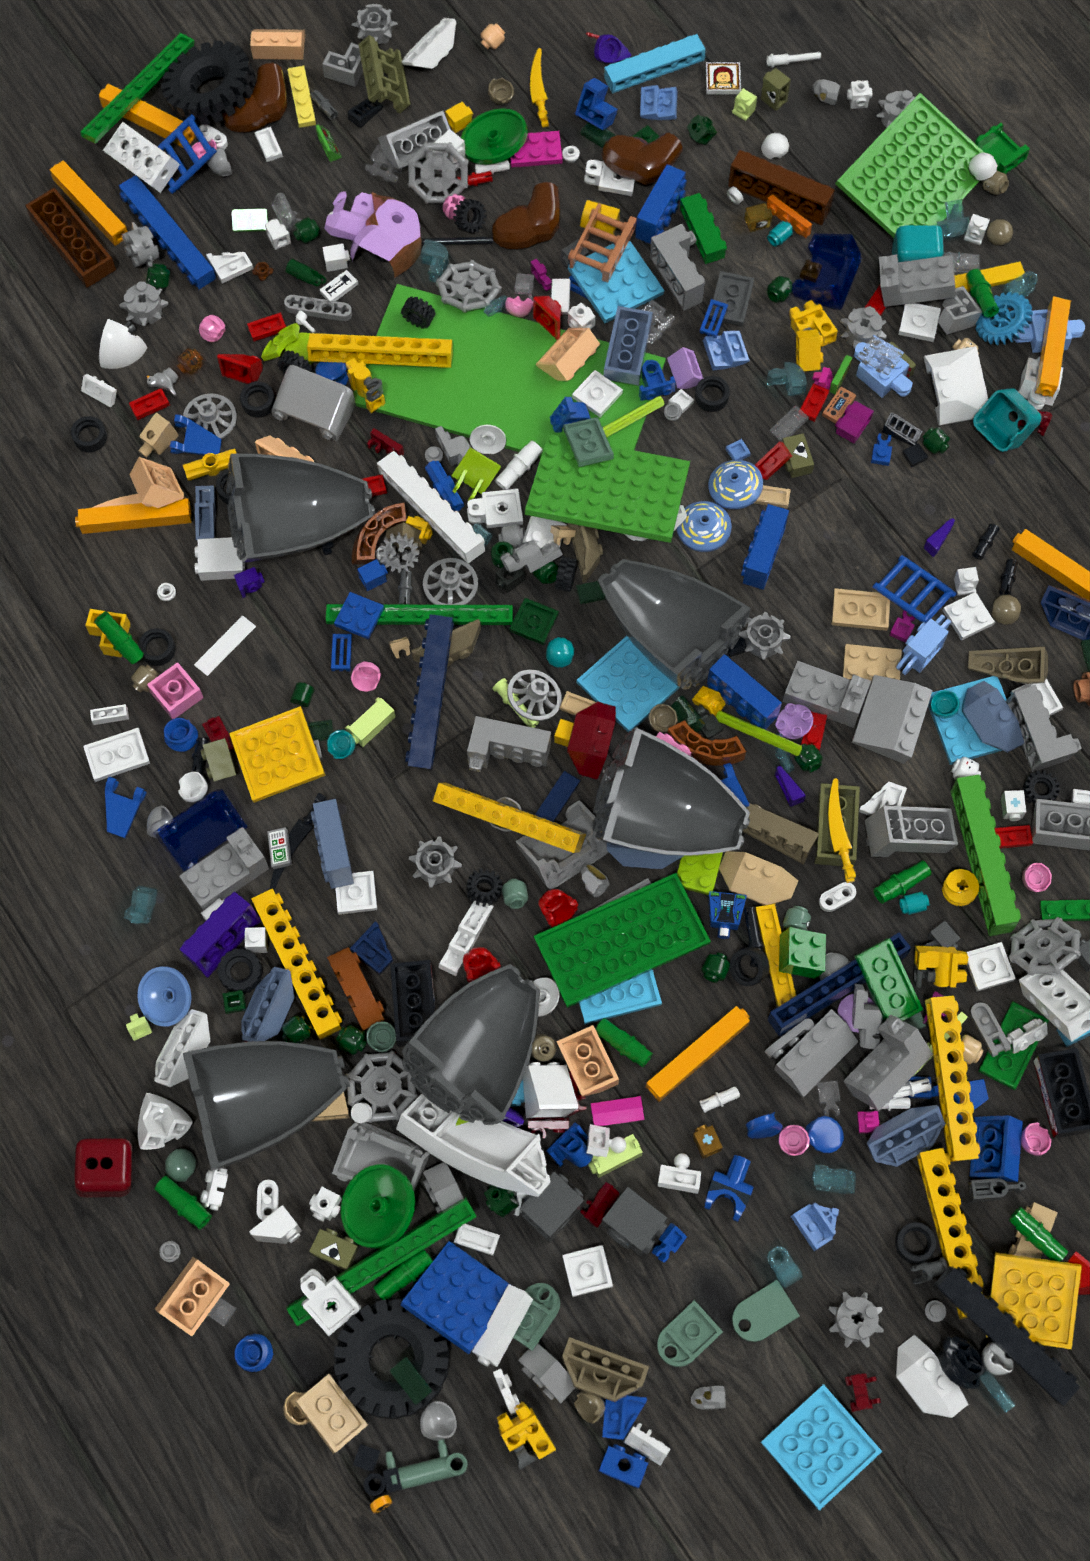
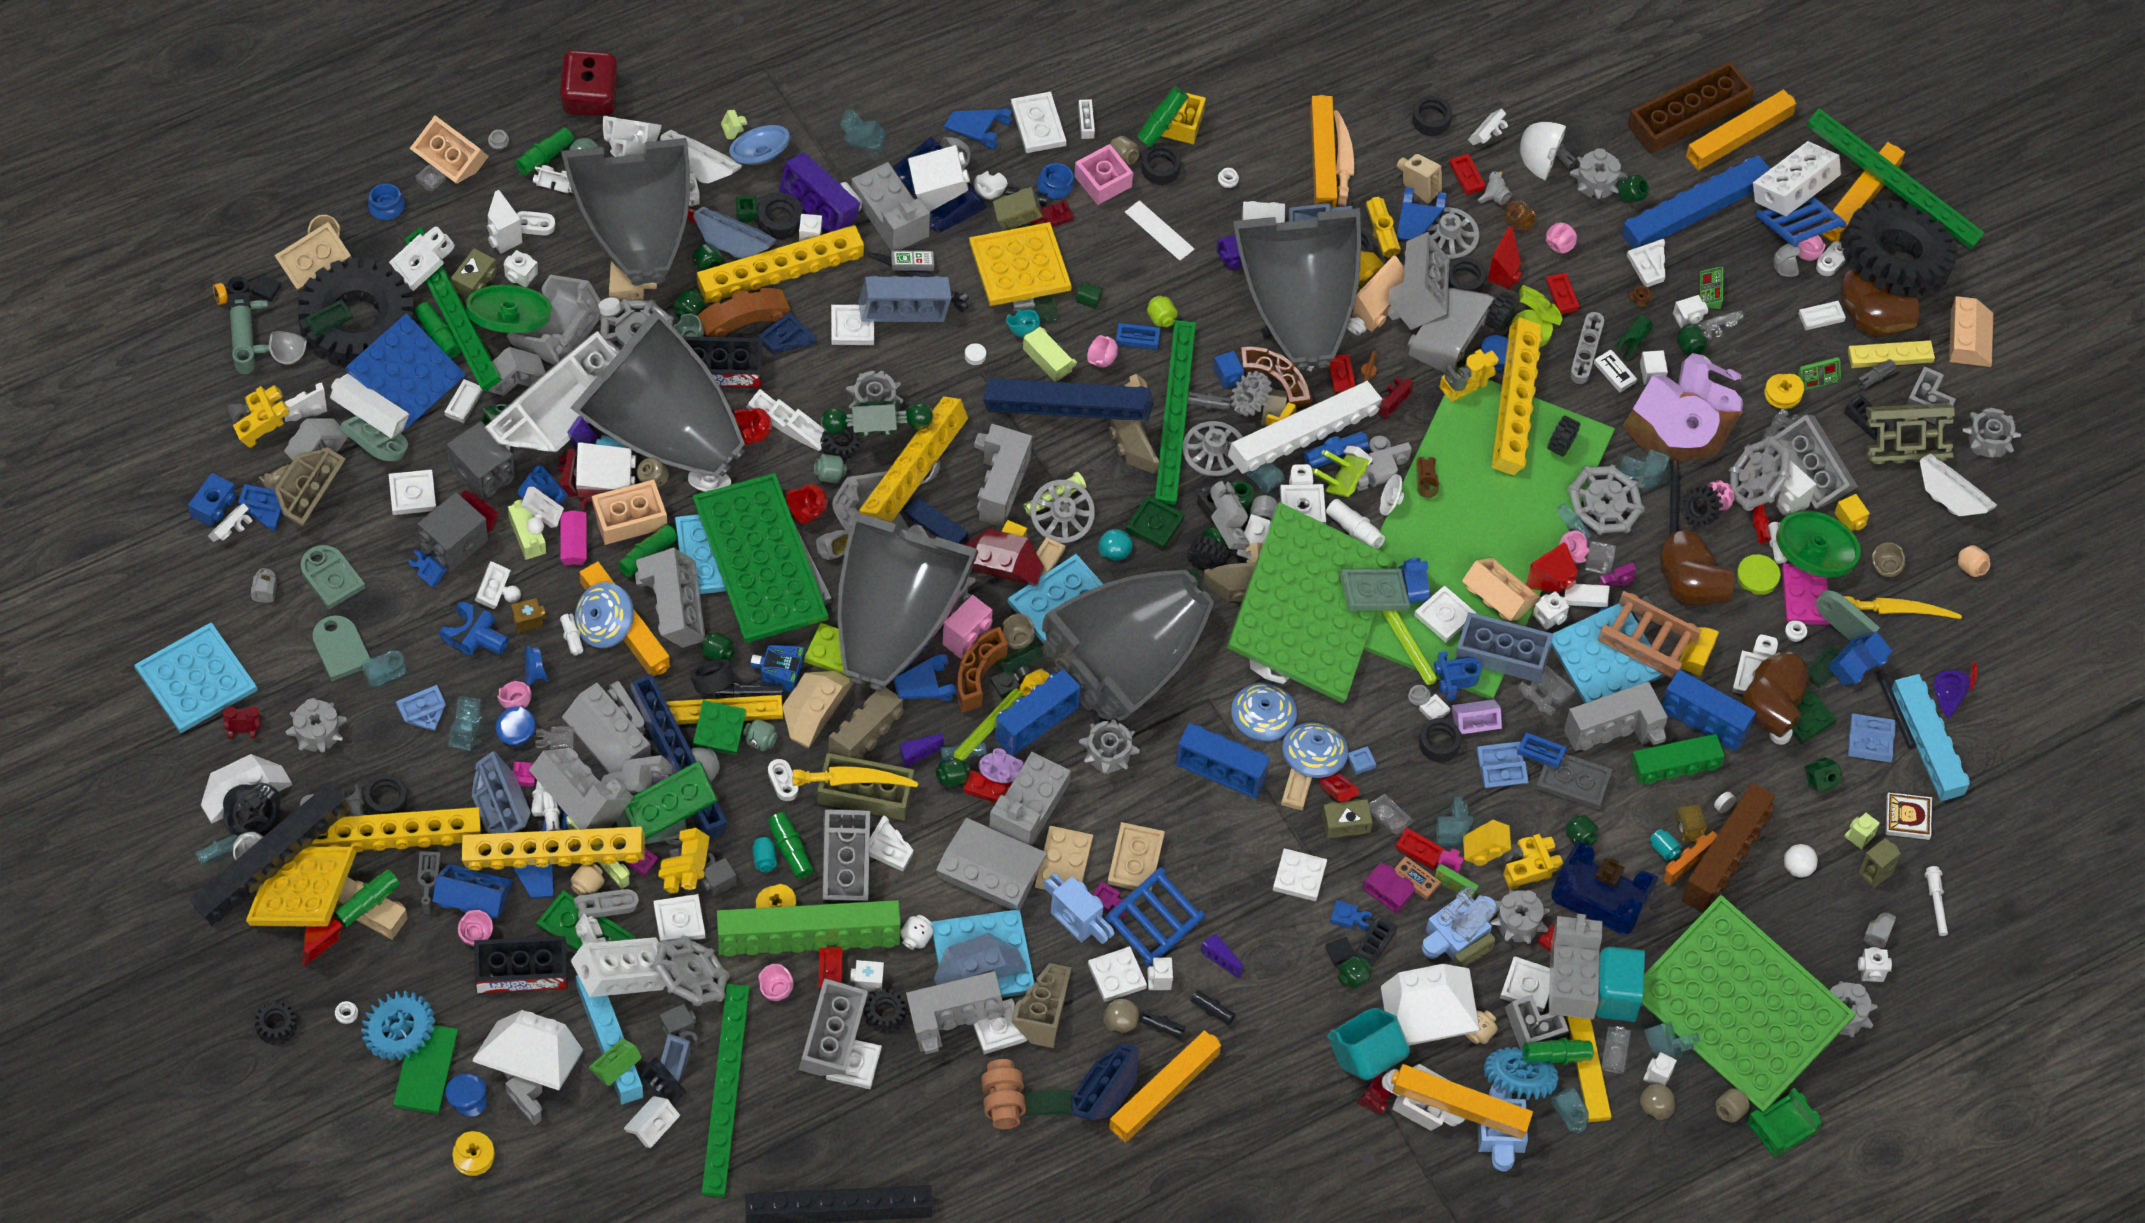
camera: 90 degrees right, 10 degrees down
(140, 246) = (1672, 171): light grey brick -> none
(155, 483) = (1357, 168): light nougat slope -> none
(199, 823) = (939, 176): none -> white slope
(291, 419) = (1424, 285): none -> light grey hinge
(300, 320) = (1572, 328): white hand -> none
(317, 632) = (1162, 311): none -> lime head
(348, 165) = (1784, 390): none -> yellow piece
(358, 468) = (1369, 370): none -> dark orange piece
(359, 615) = (1176, 350): blue plate -> none
(374, 785) = (975, 354): none -> white tile
(454, 463) = (1358, 452): none -> white tile
(463, 416) = (1426, 474): none -> reddish brown piece
(471, 849) = (876, 416): none -> dark green brick
(521, 180) = (1758, 574): none -> lime tile
(564, 111) = (1844, 615): none -> sand green tile
(652, 80) = (1896, 709): none -> black bar
(676, 1004) = (677, 594): none -> light grey hinge
(693, 1066) = (613, 616): none -> medium blue dish
(851, 488) = (1300, 874): none -> white plate
(945, 704) = (997, 915): teal hair -> none
(982, 166) = (1749, 1083): white hair -> none

